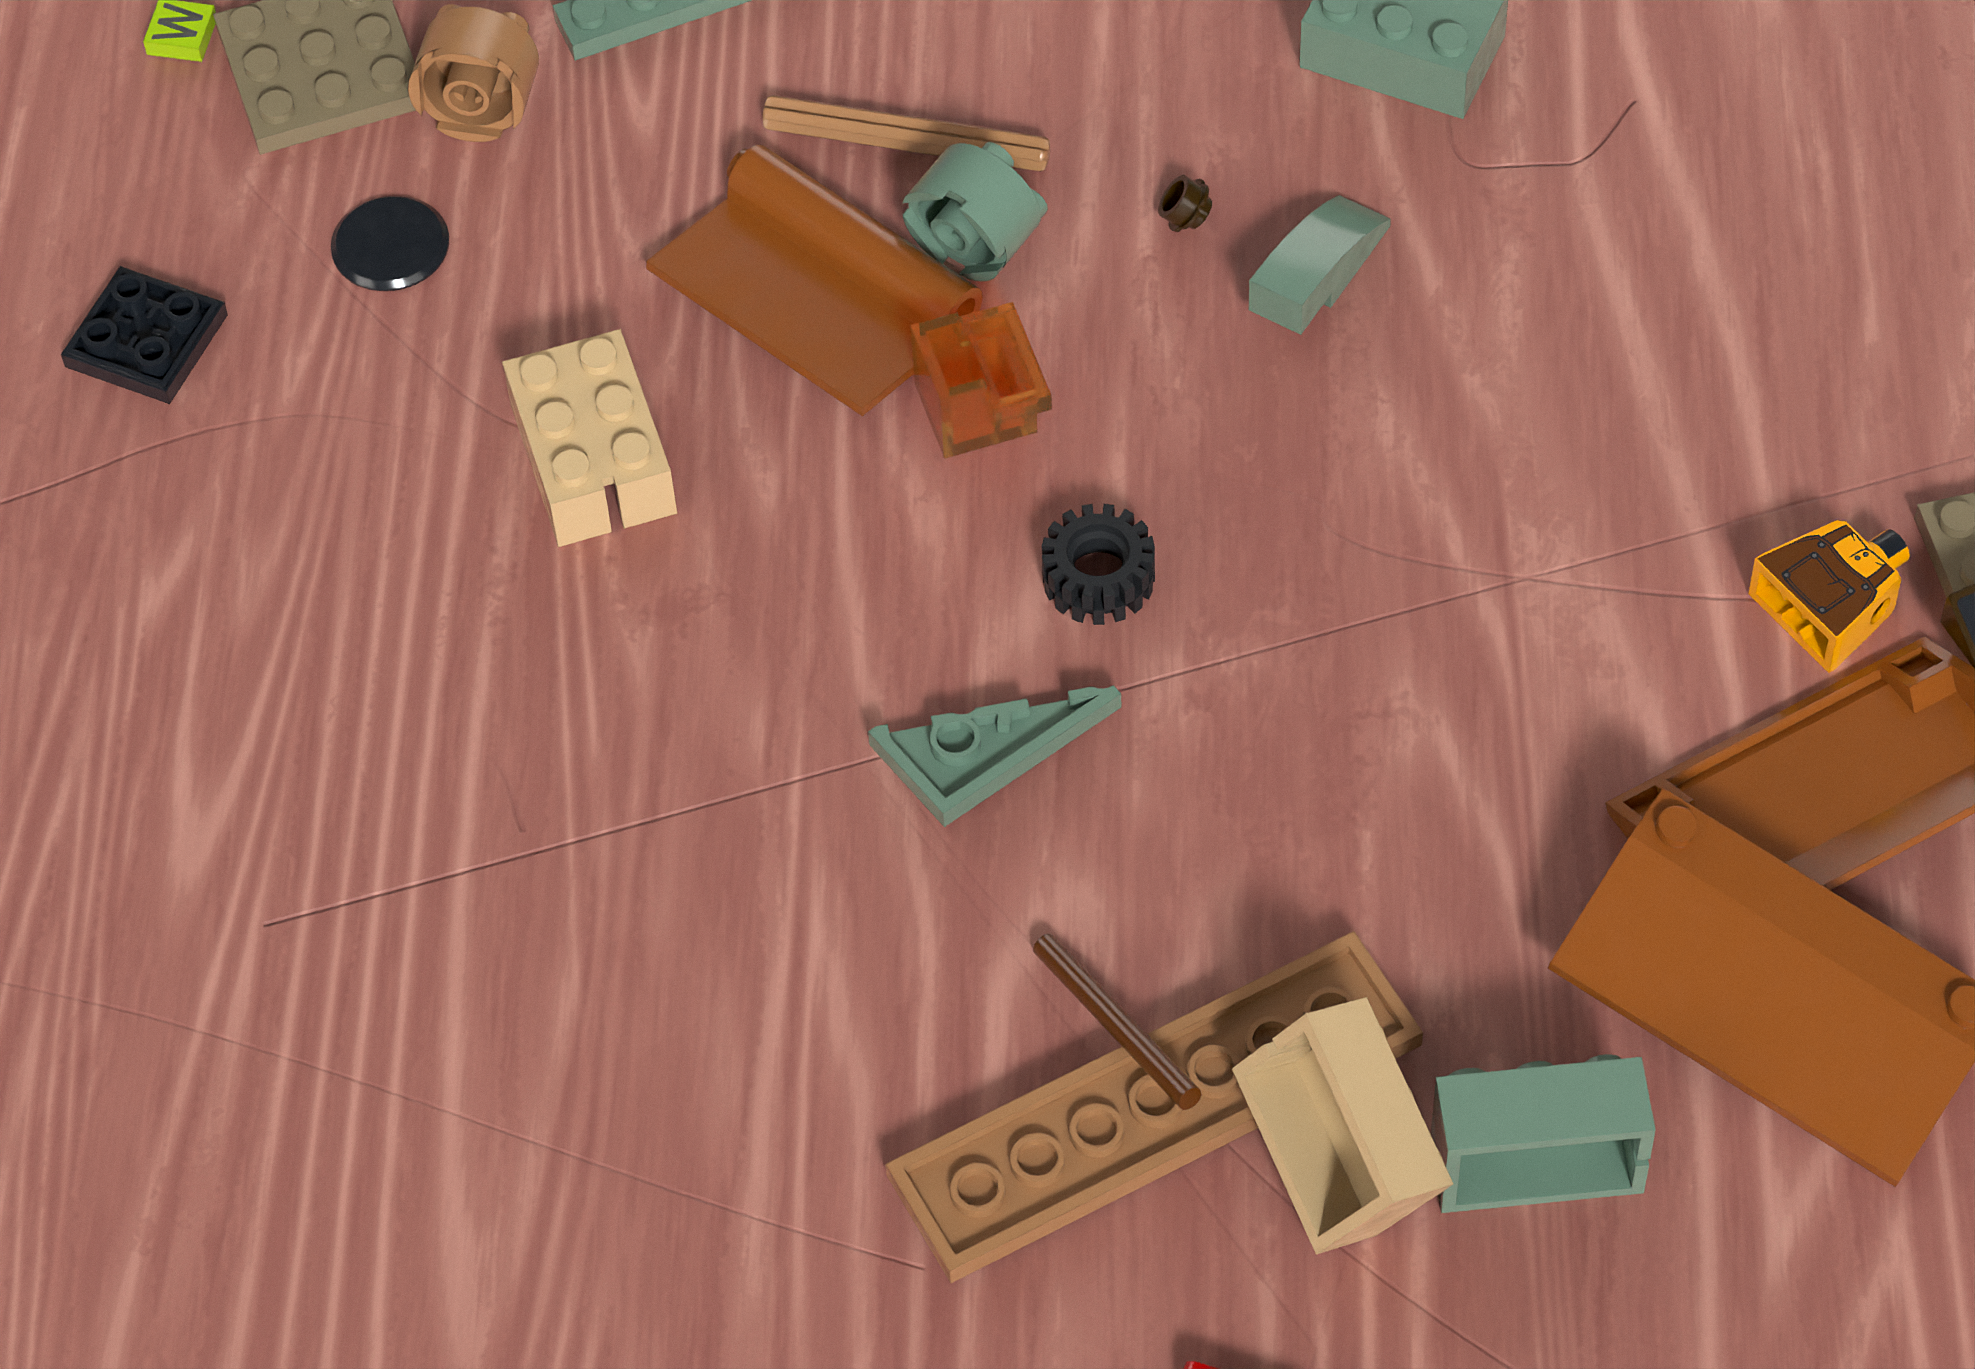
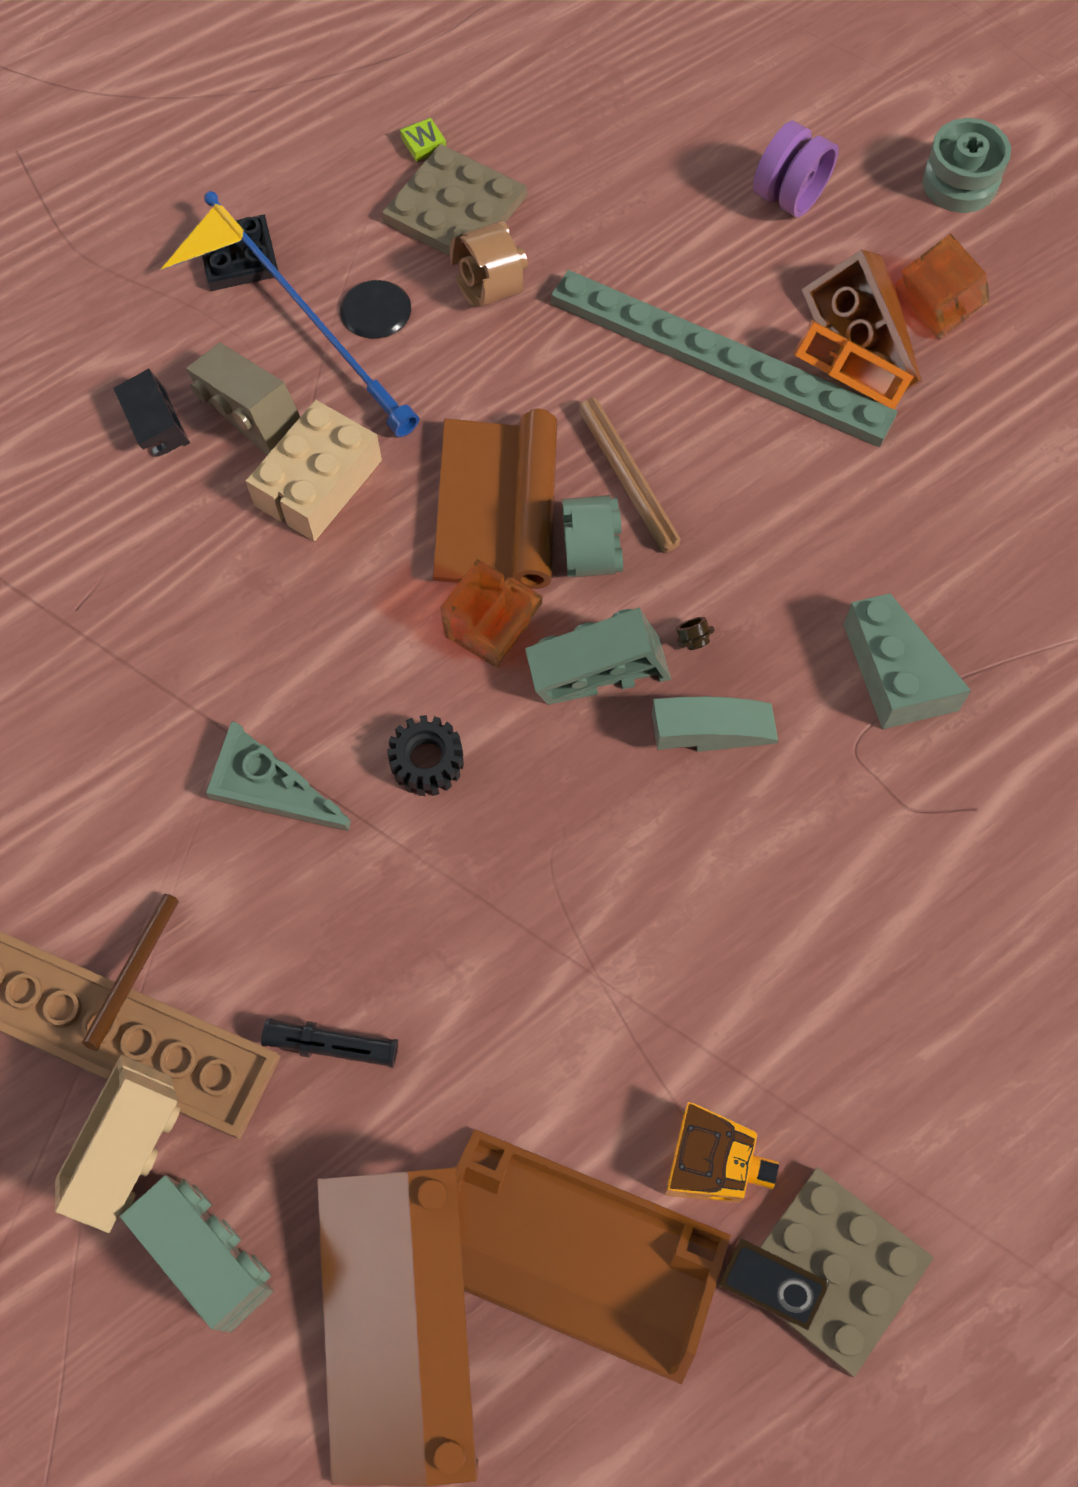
camera: 50 degrees right, 10 degrees up
(108, 324) = (220, 230): none -> piece
(317, 562) = (151, 413): none -> black hinge
(410, 443) = (244, 395): none -> dark tan wedge
(1135, 307) = (597, 656): none -> sand green wedge
(1329, 922) = (328, 1042): none -> black pin

